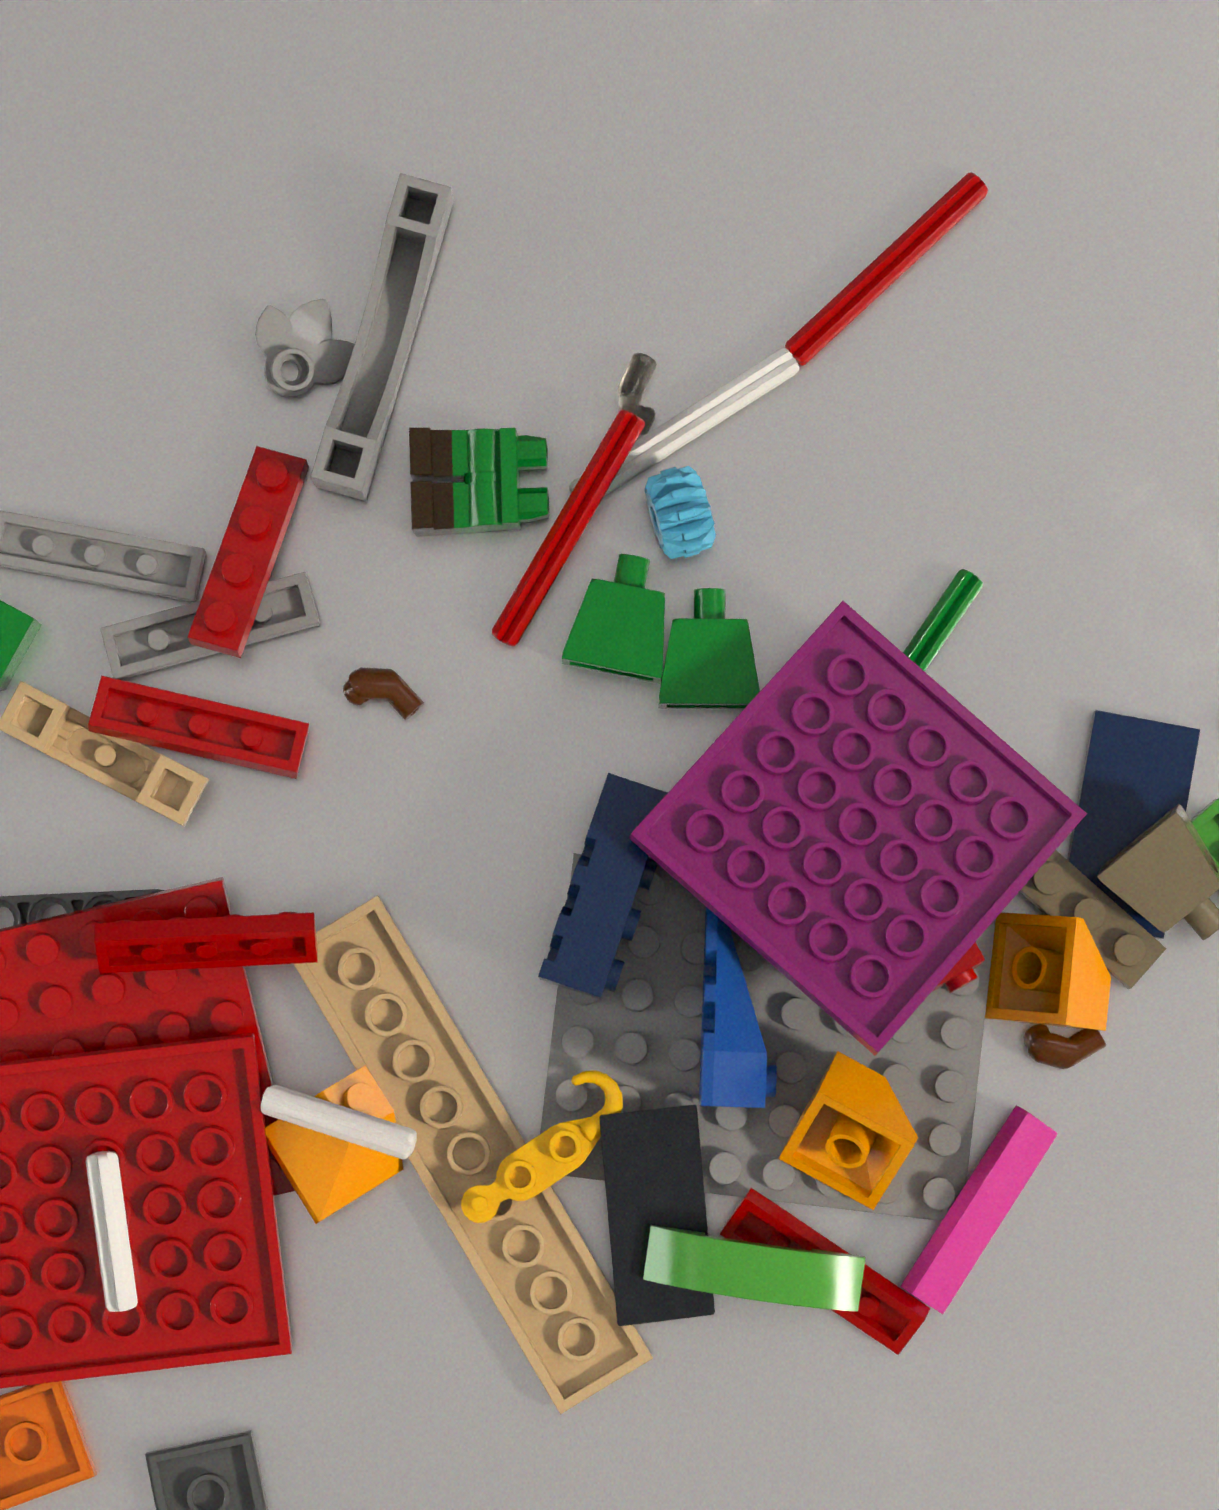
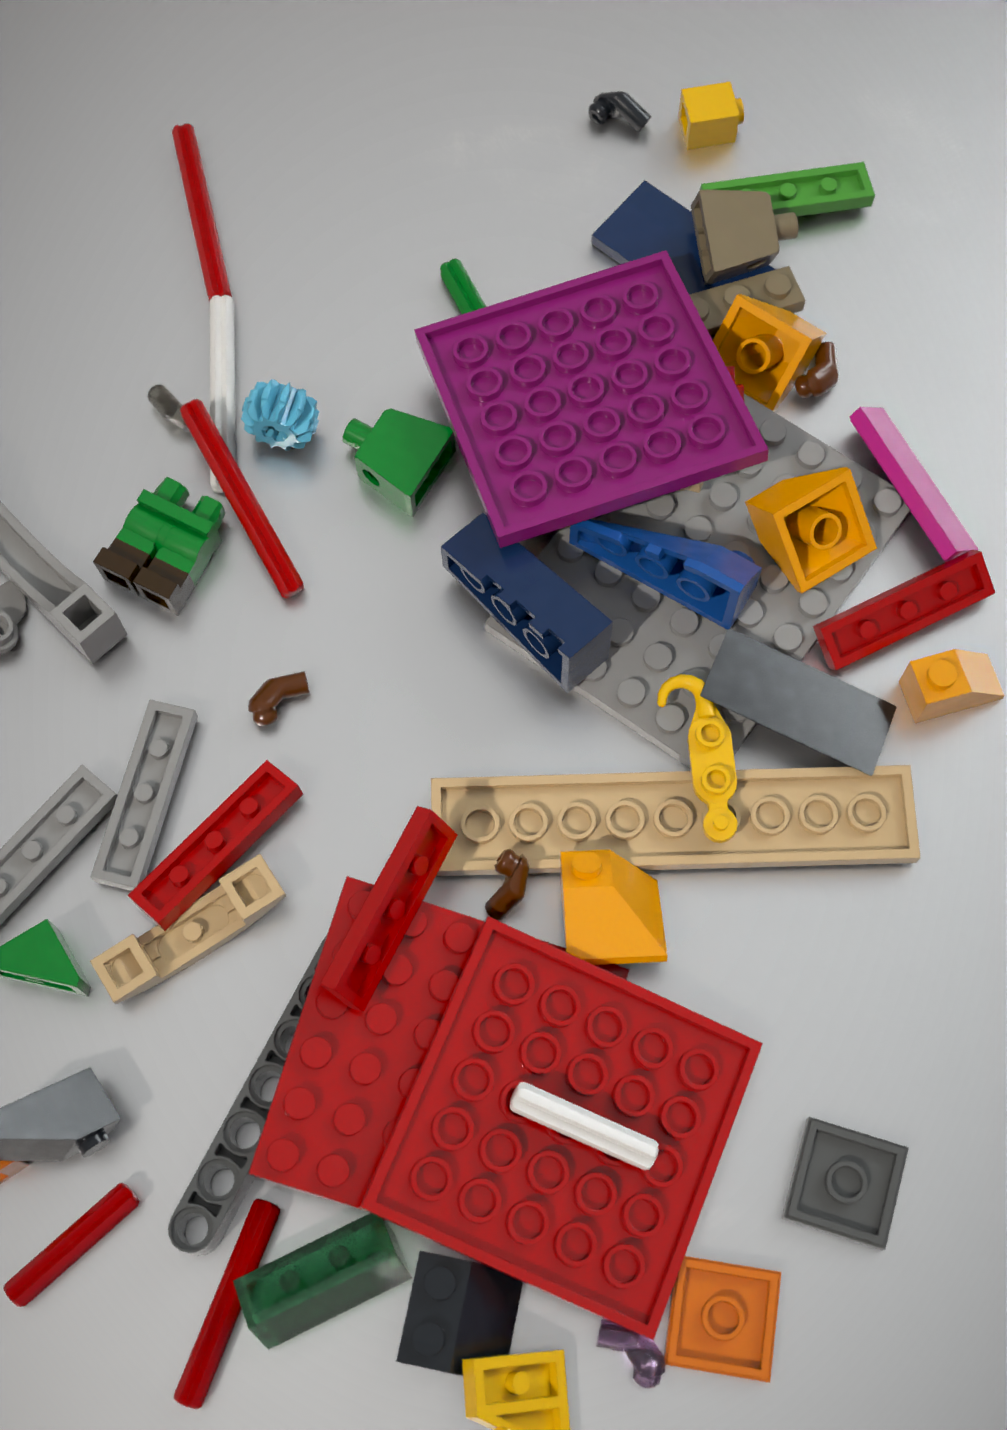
camera: 60 degrees left, 15 degrees down
(248, 552) = (108, 733): red plate -> none
(305, 1038) = (513, 888): none -> reddish brown arm
(339, 1121) = (596, 885): white axle -> none
(620, 625) = (338, 502): green torso -> none
(754, 1270) = (878, 650): bright green slope -> none
(769, 1359) = (949, 683): none -> light orange slope

